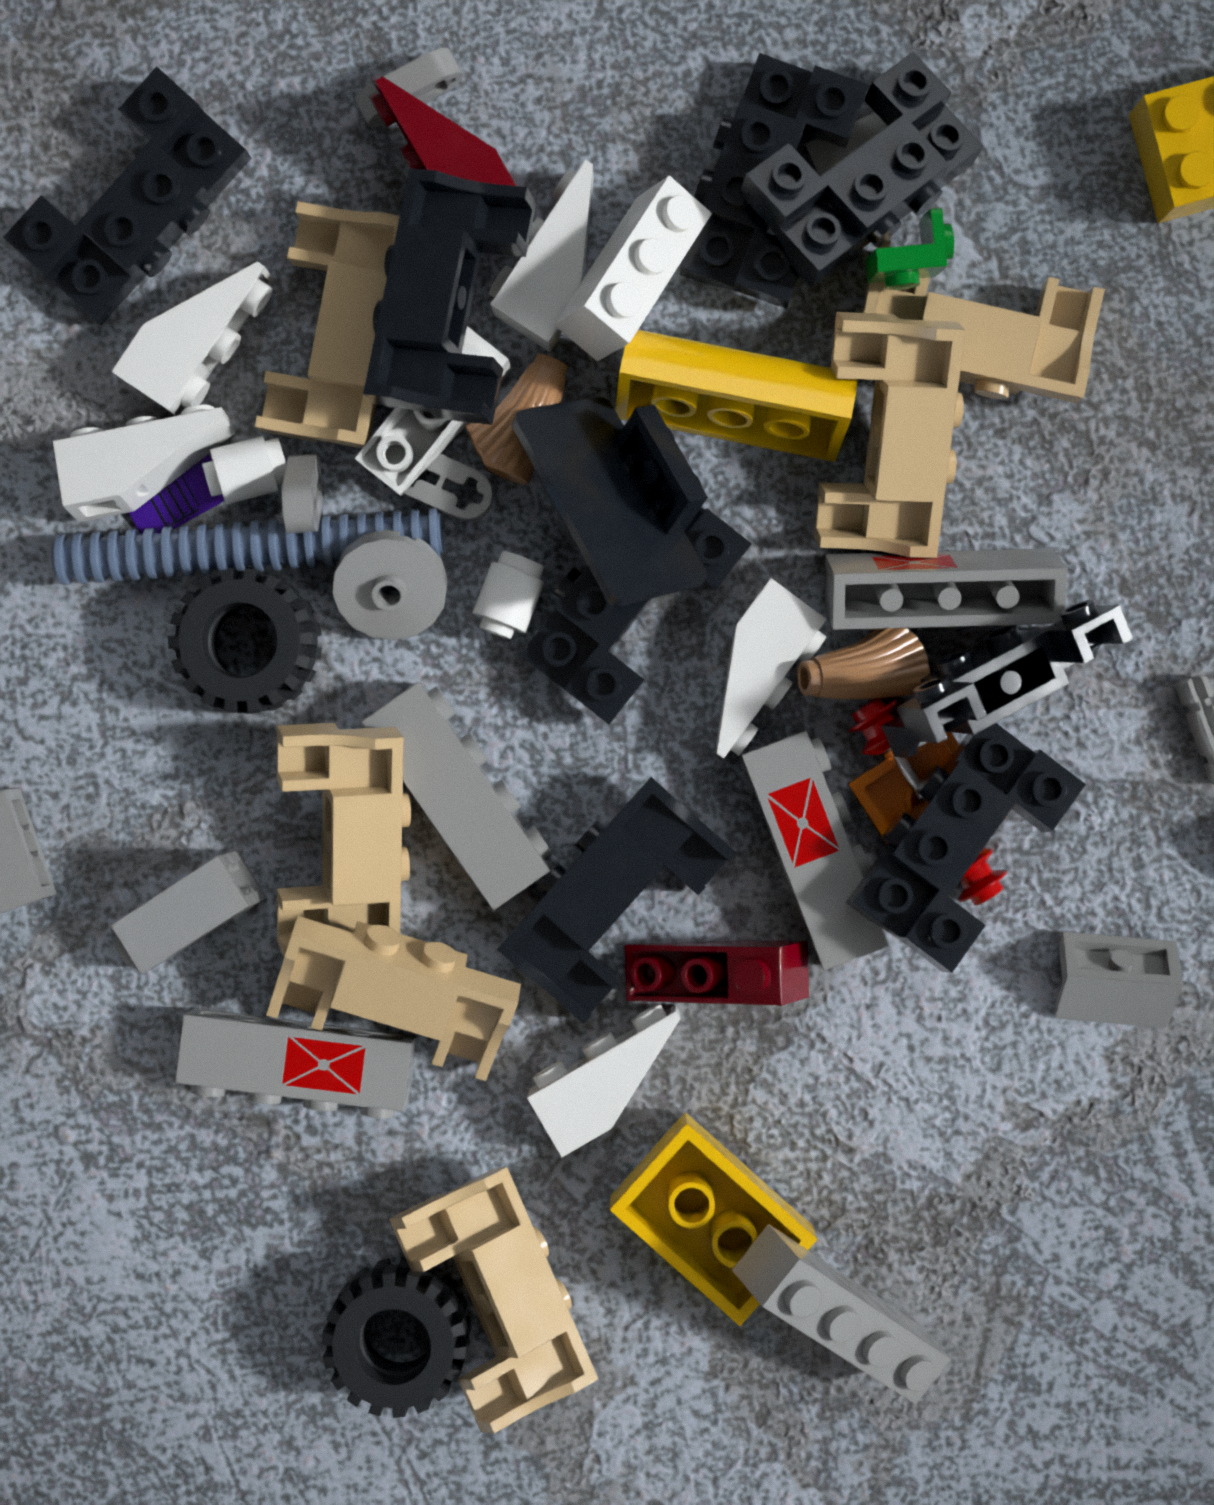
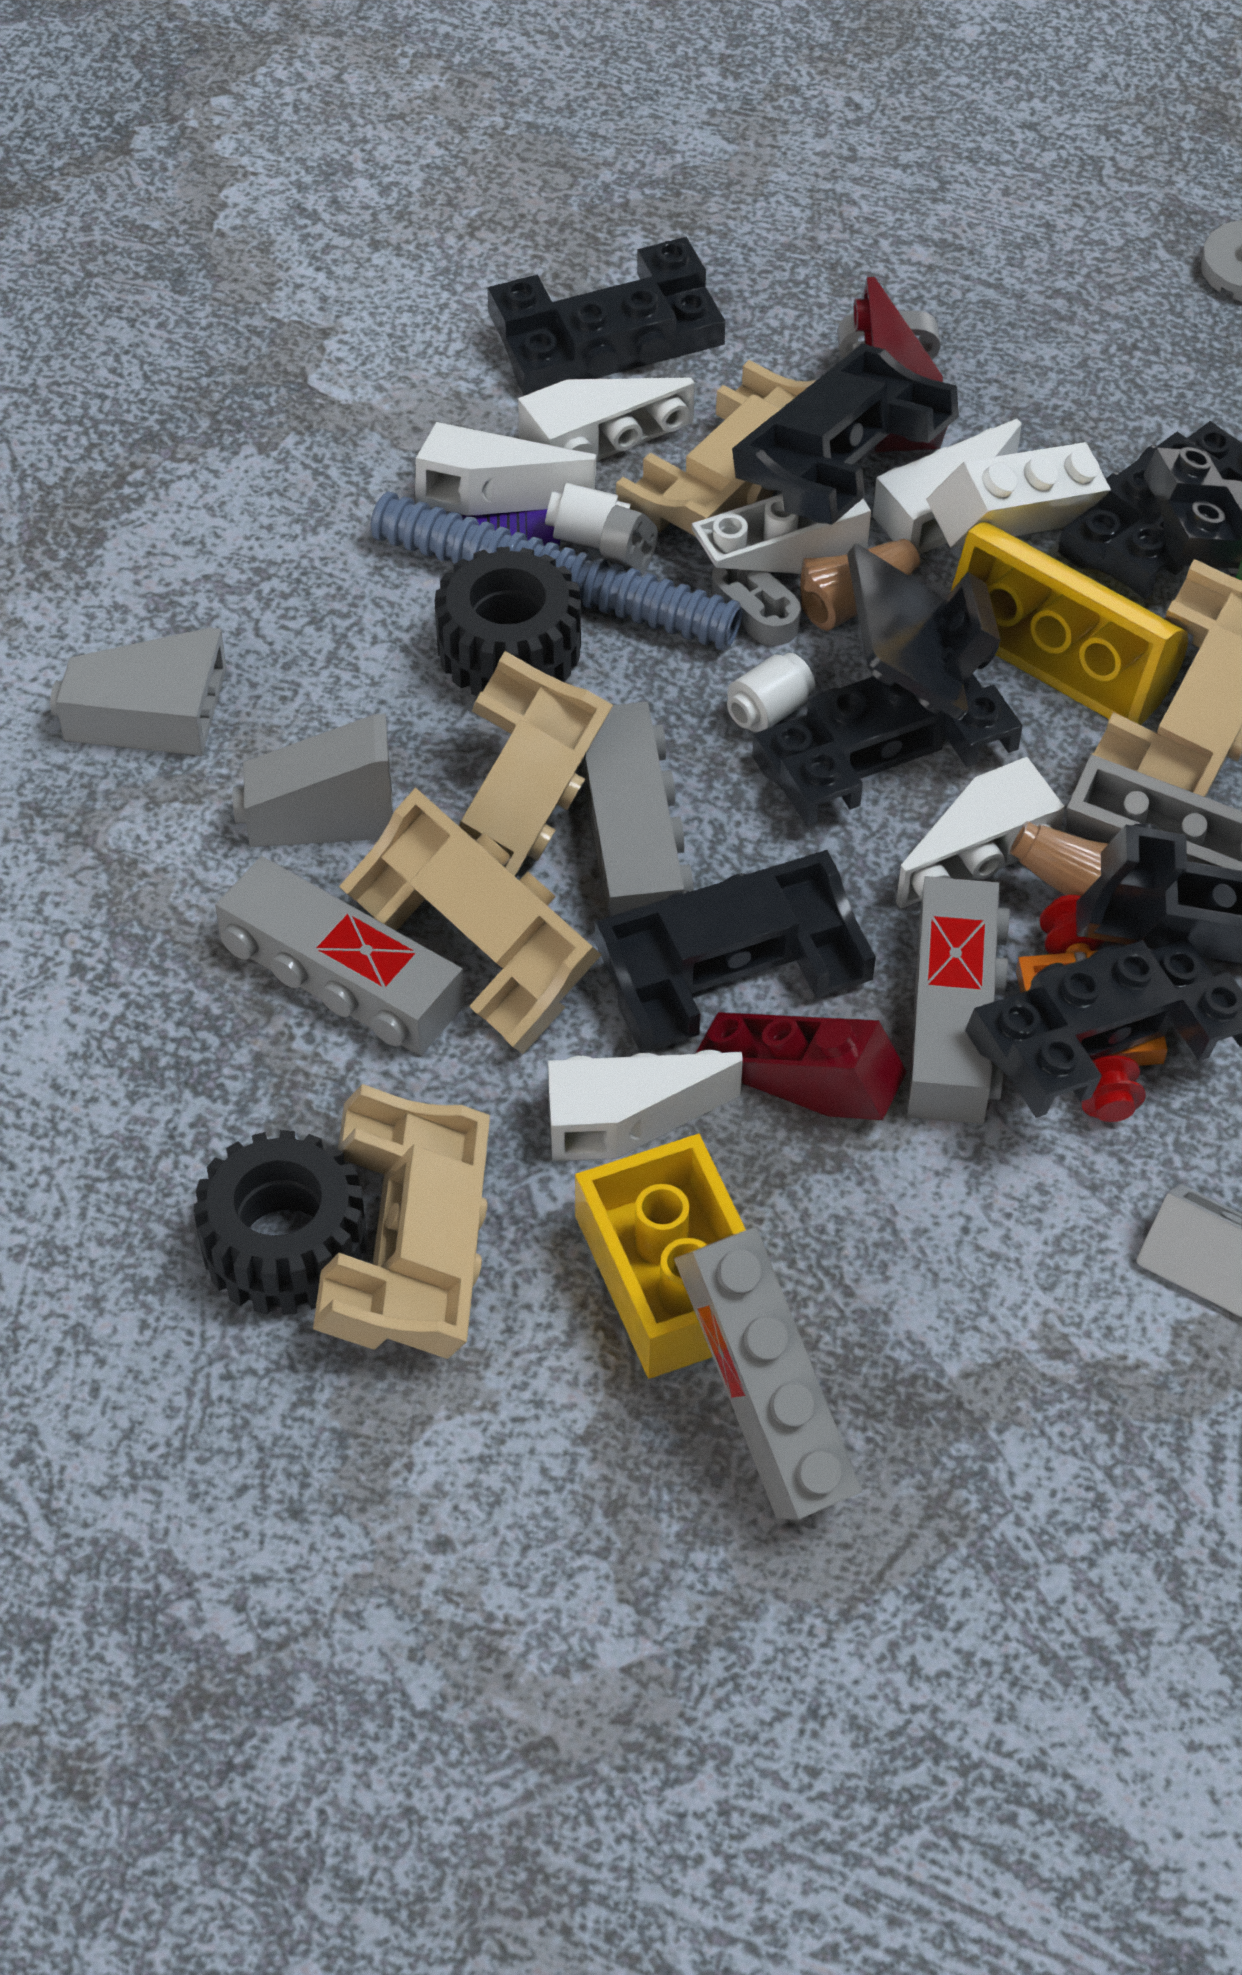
camera: 25 degrees right, 35 degrees down
(393, 561) = (687, 654): light grey plate -> none

